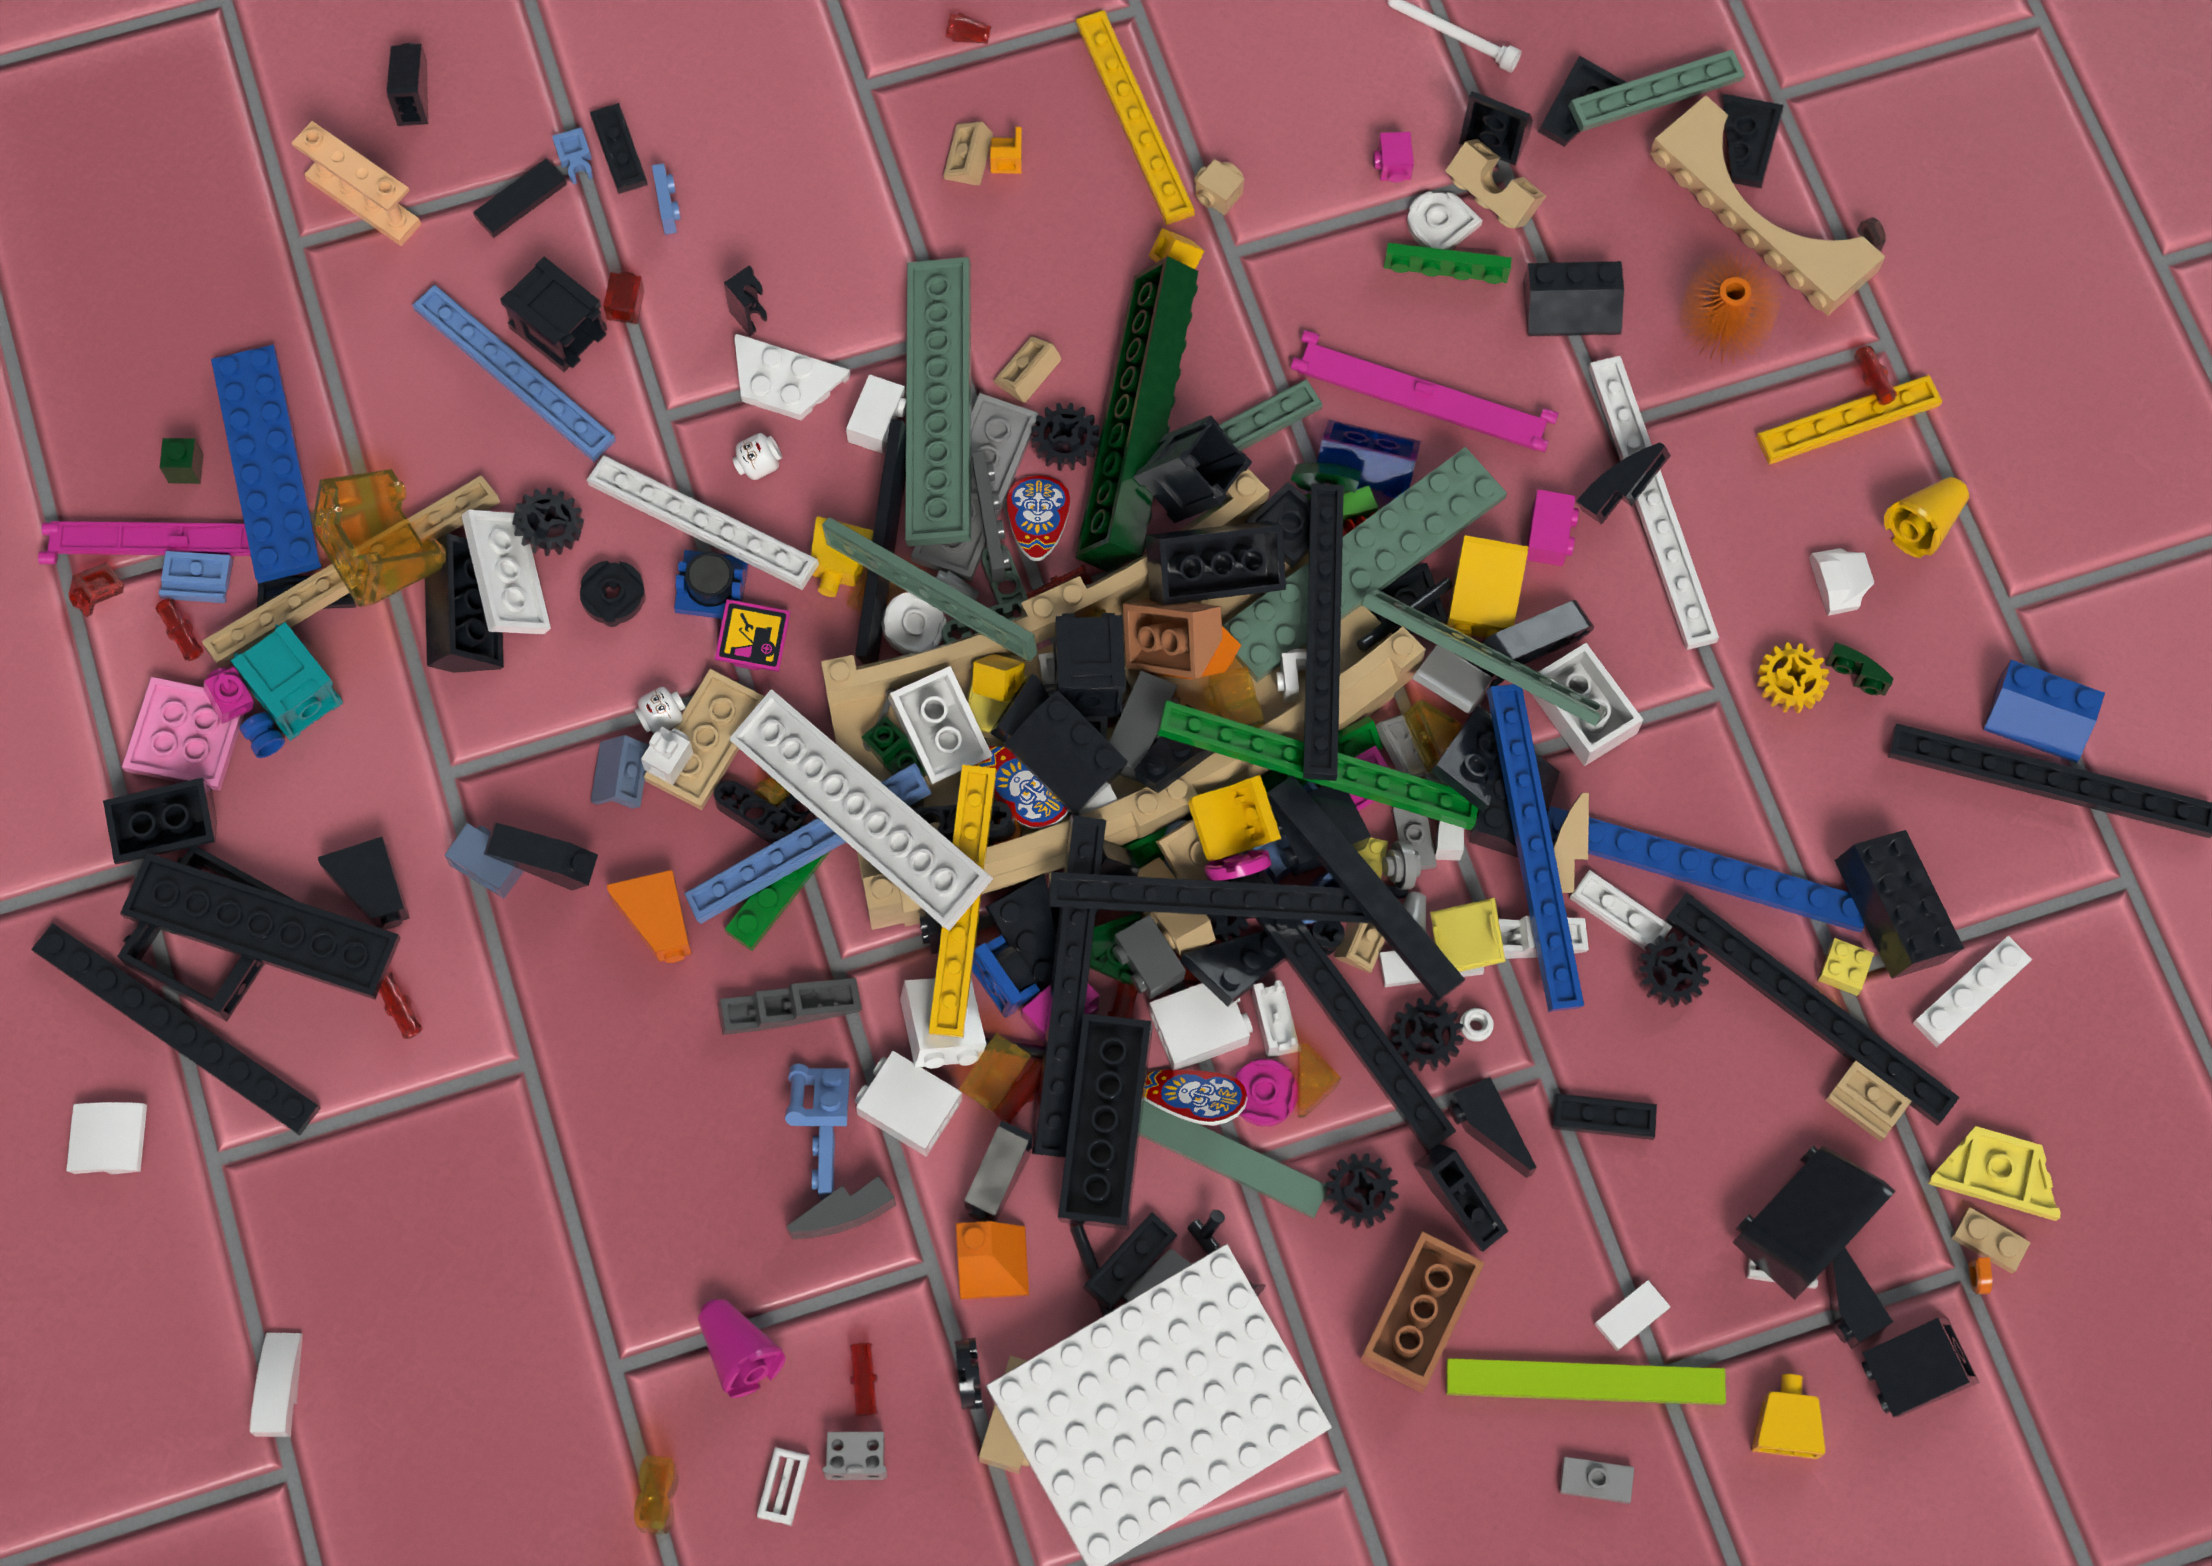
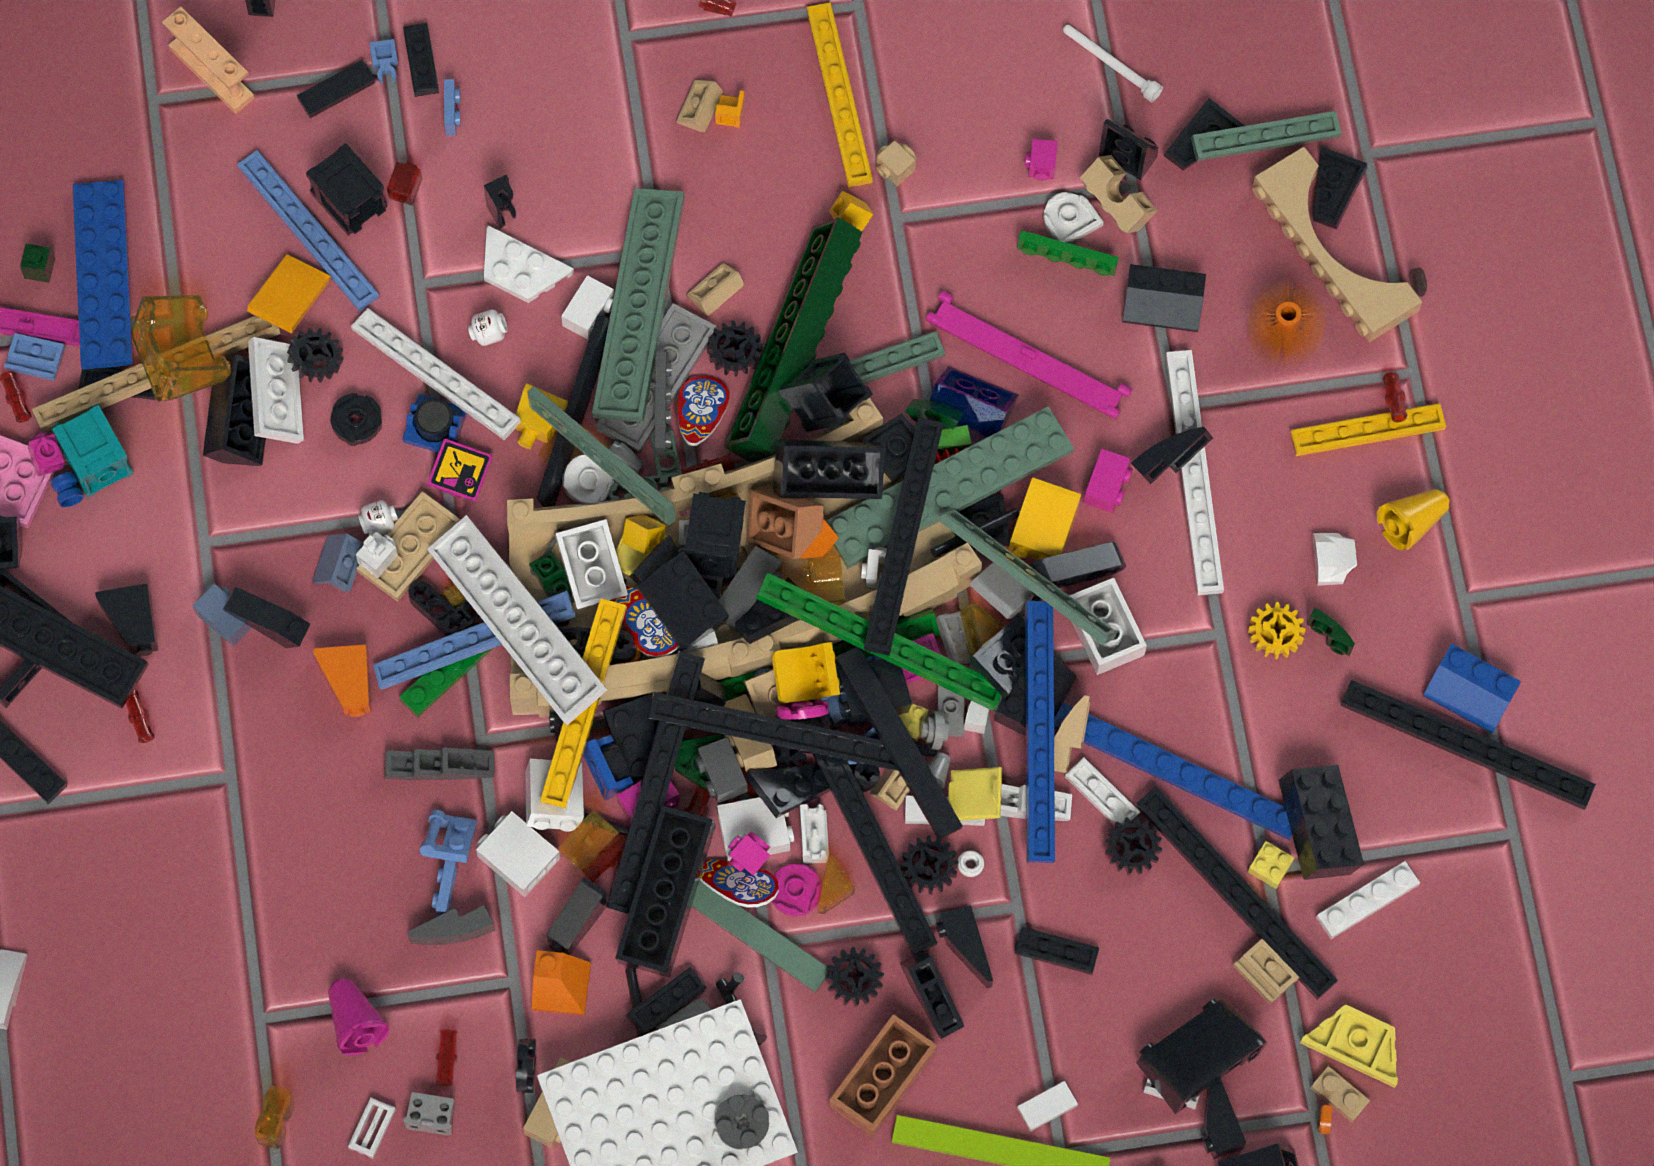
camera: 10 degrees right, 0 degrees up
(502, 452) = (289, 293): none -> light orange tile
(1201, 1056) = (748, 852): none -> dark pink brick
(1239, 1411) = (756, 1116): none -> dark grey plate

